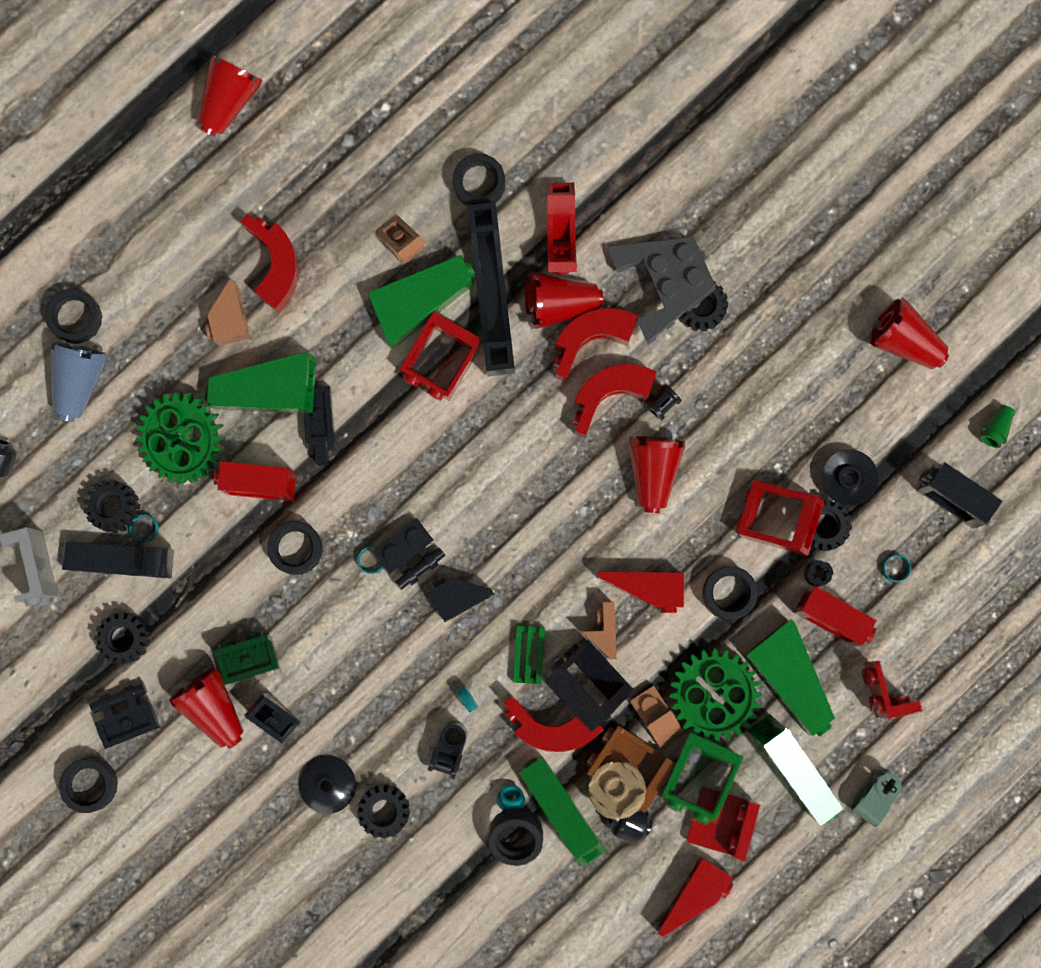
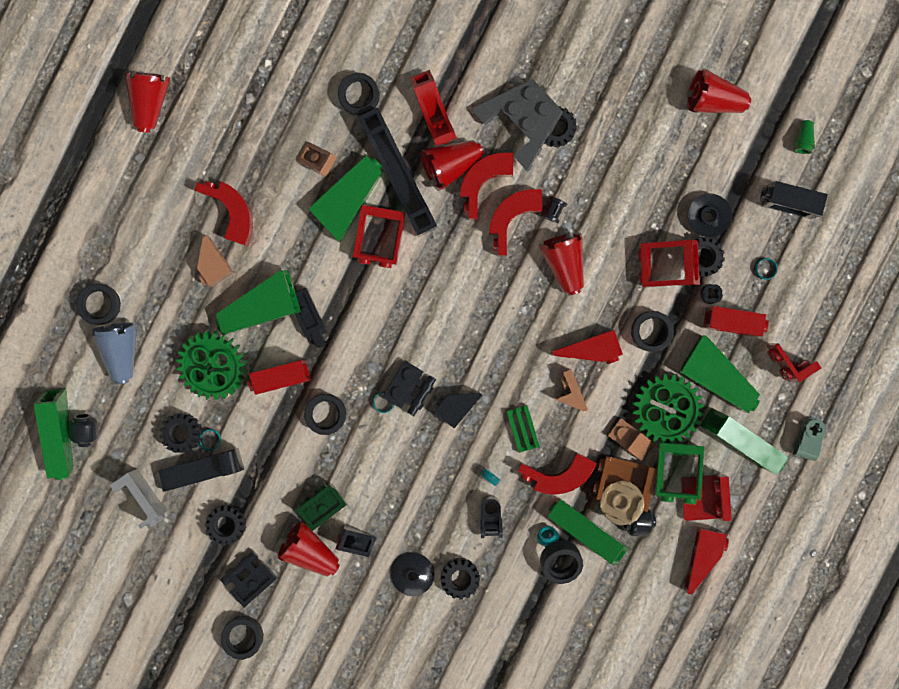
camera: 25 degrees left, 5 degrees up
(601, 674) = (581, 424): black window -> none

